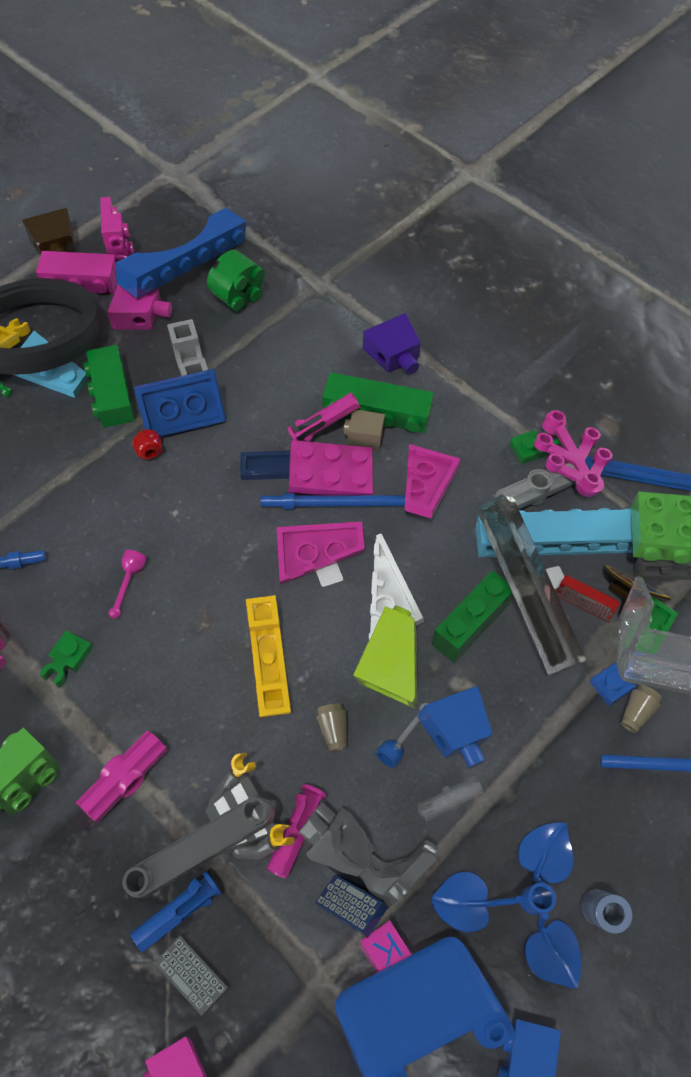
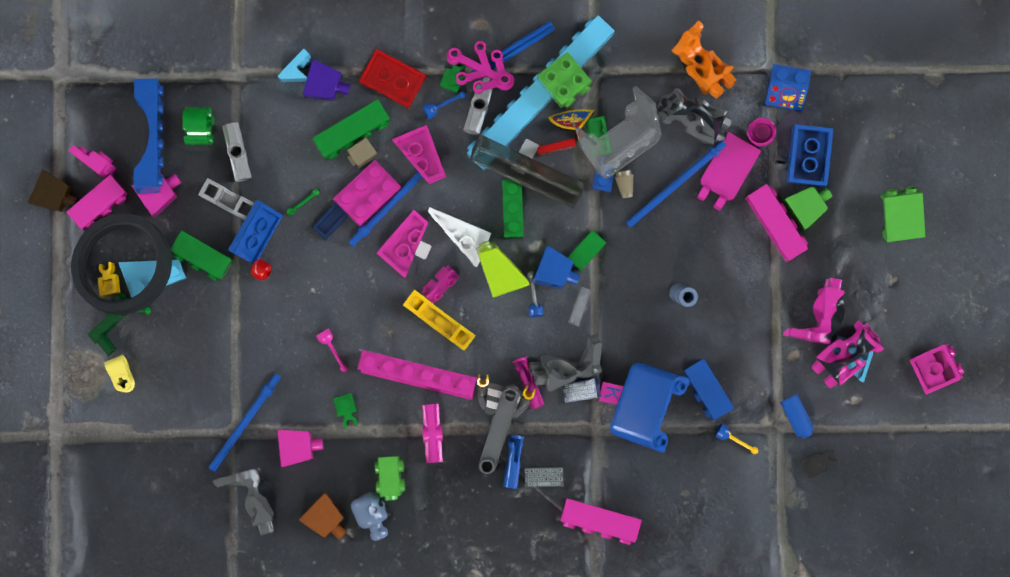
camera: 45 degrees left, 25 degrees up
(178, 687) = (417, 375): none -> dark pink window
(238, 426) = (290, 211): none -> green hinge
(246, 333) = (234, 140): none -> light grey piece
(320, 624) = (434, 291): none -> dark pink hinge
(329, 414) = (337, 170): dark pink piece -> none
(333, 724) = (500, 323): dark tan cone -> none
(376, 311) = (291, 72): none -> medium azure slope
(467, 398) = (392, 78): none -> red tile
(480, 452) = (431, 109): none -> blue hinge
(520, 743) = (586, 250): none -> green tile
(554, 950) = (676, 328): blue plant -> none

